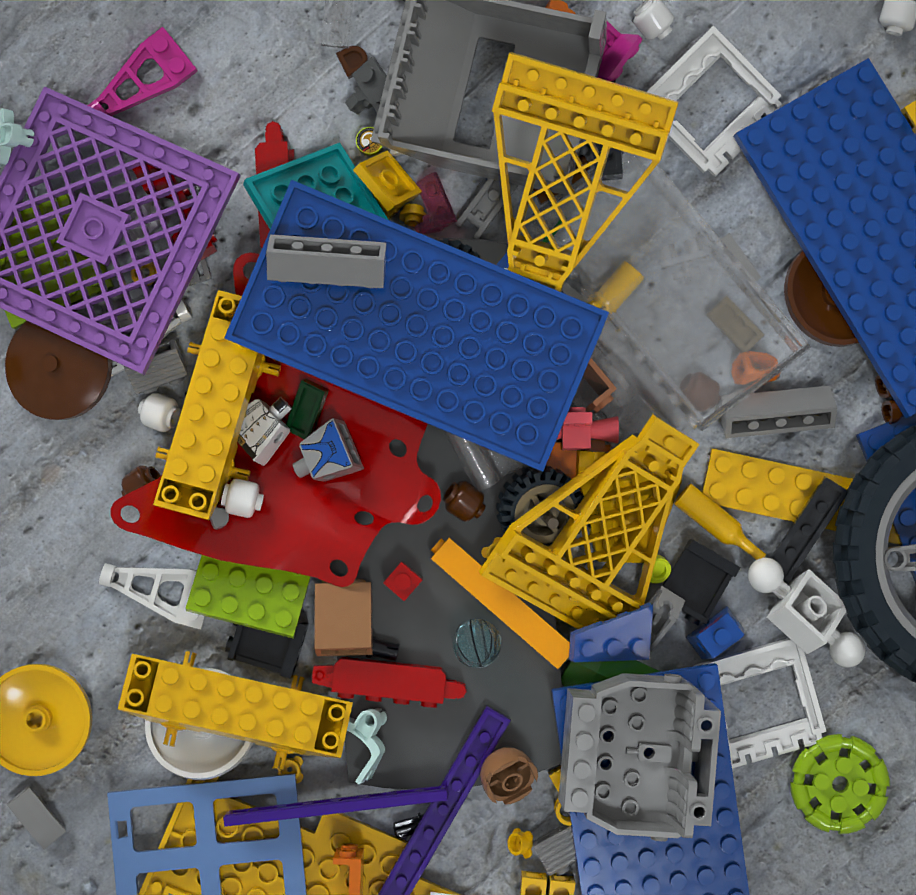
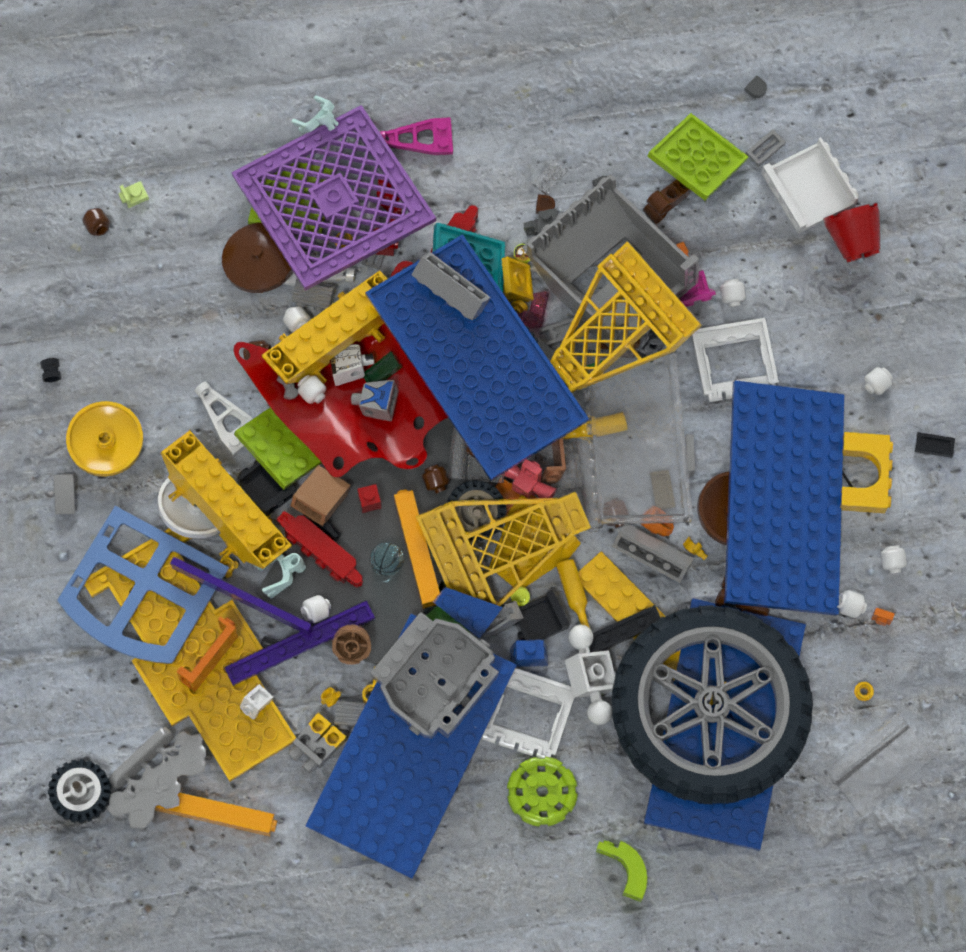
camera: 30 degrees right, 15 degrees down
(434, 758) = (315, 609): none -> white head
(819, 370) = (695, 549): none -> yellow piece

